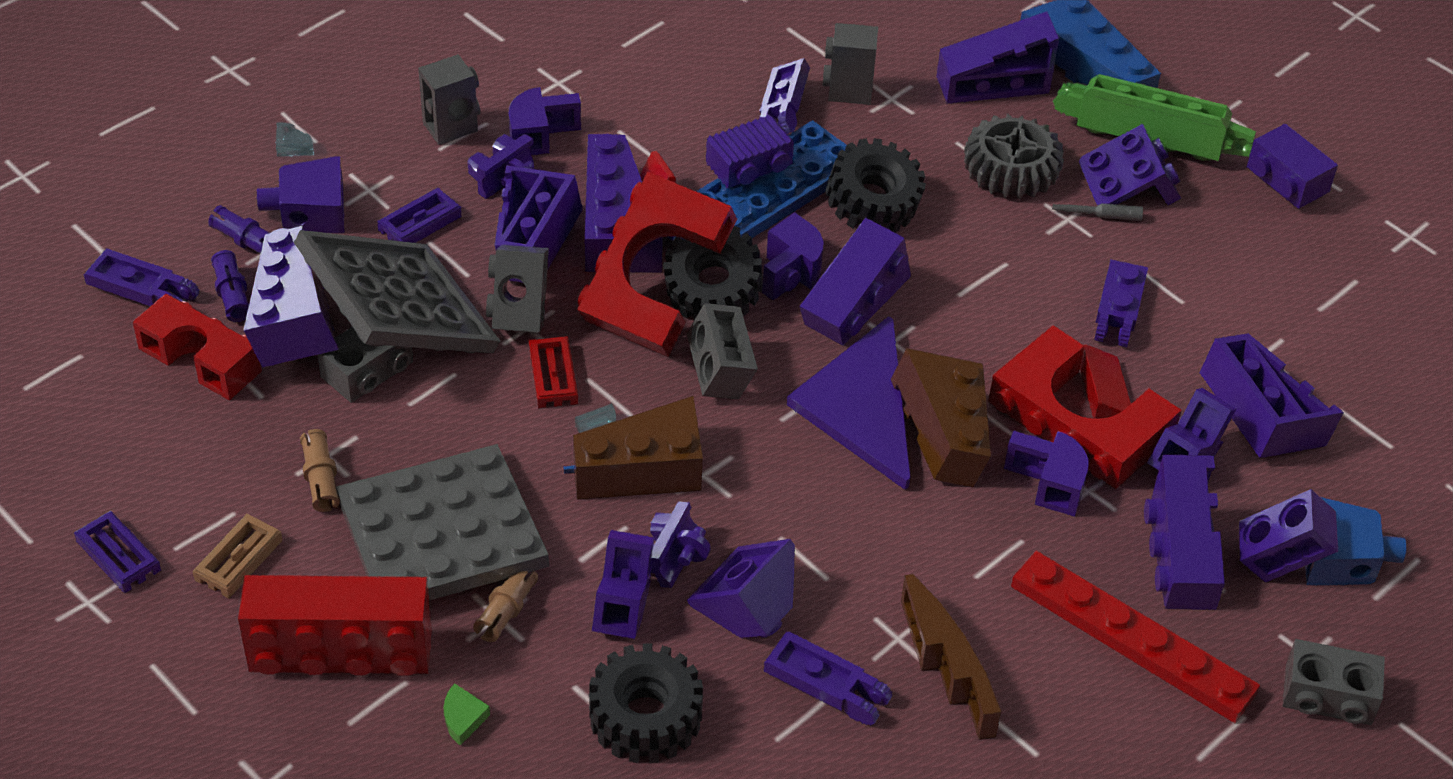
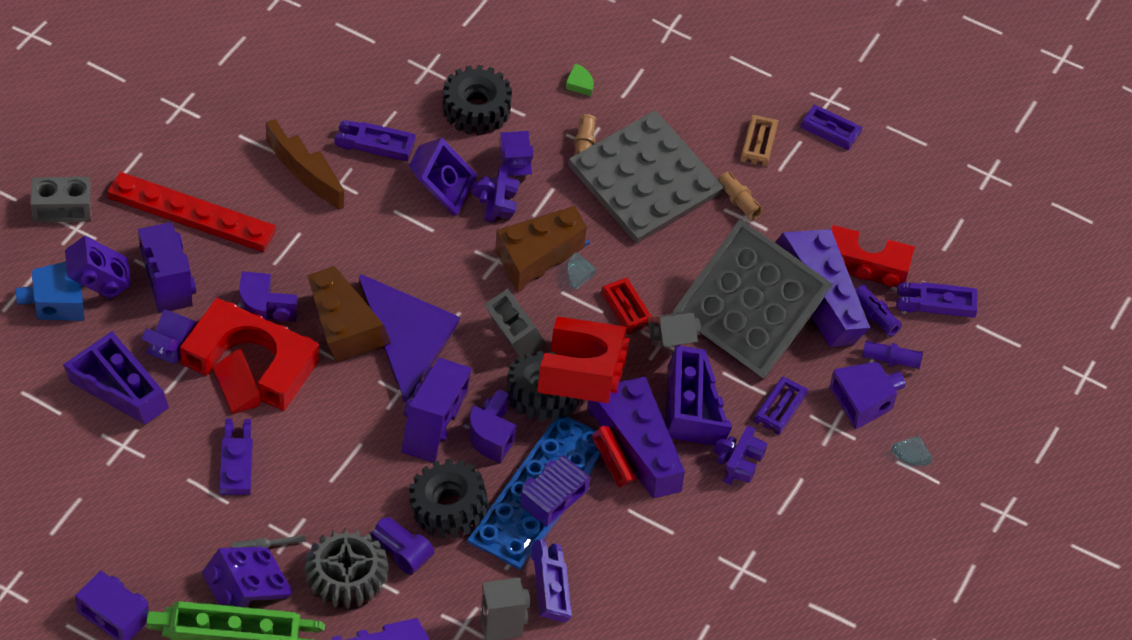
camera: 160 degrees right, 5 degrees up
(336, 624) = (672, 86): red brick -> none
(449, 99) = (808, 486): dark grey brick -> none
(543, 115) = (738, 505): dark purple brick -> none
(940, 163) = (407, 550): none -> dark purple piece

